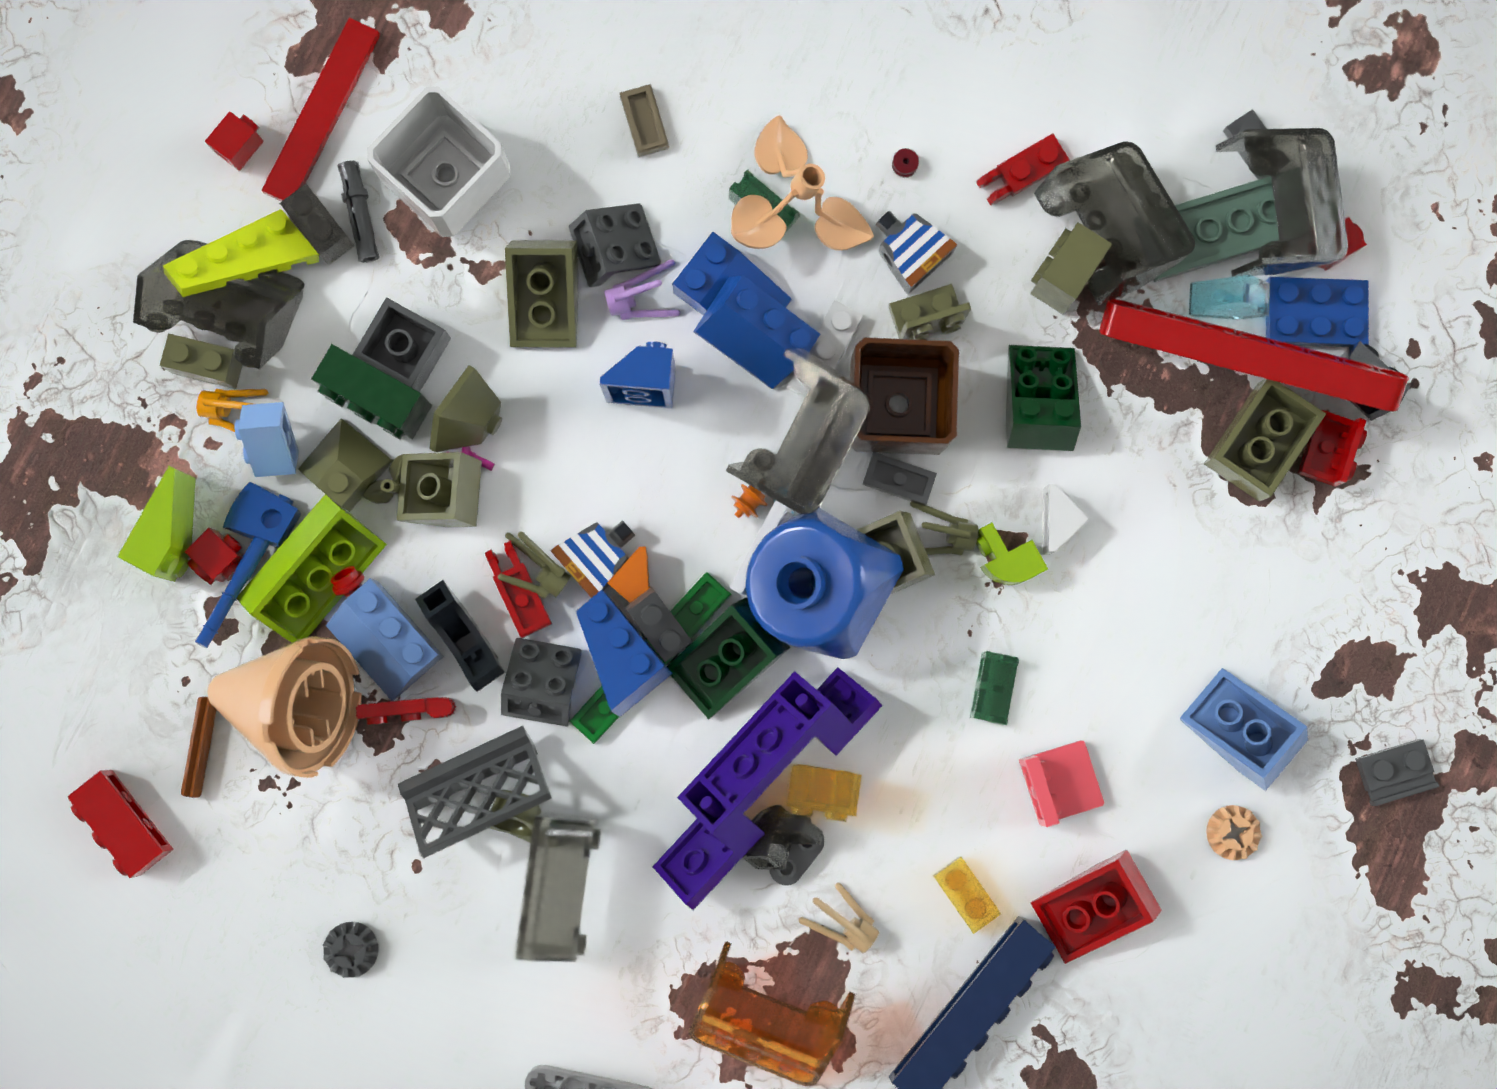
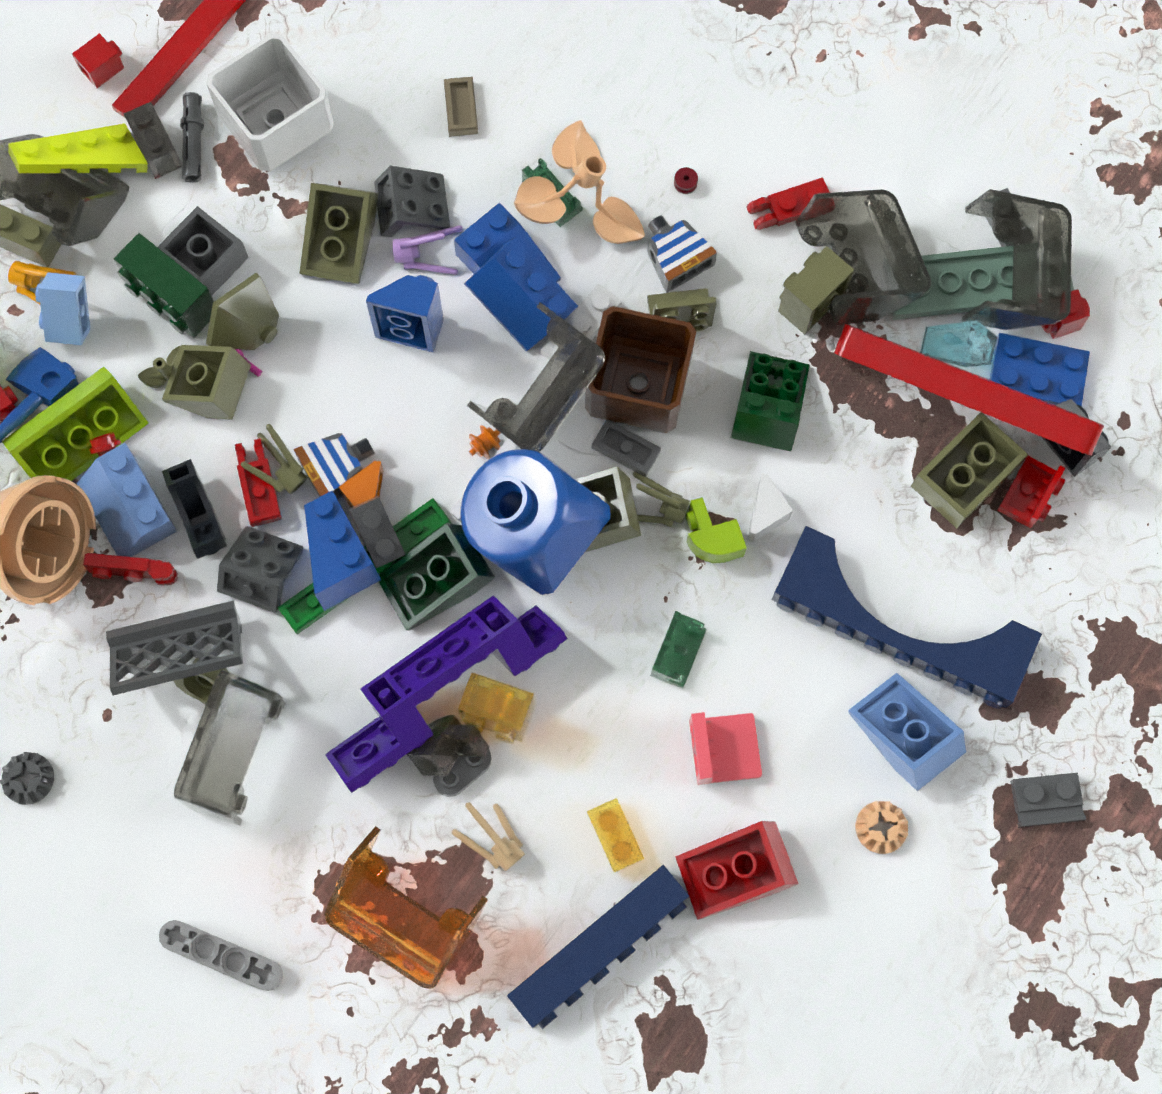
camera: 15 degrees right, 10 degrees down
(344, 465) = (128, 347): olive slope -> none
(1317, 645) = (984, 666): none -> dark blue arch

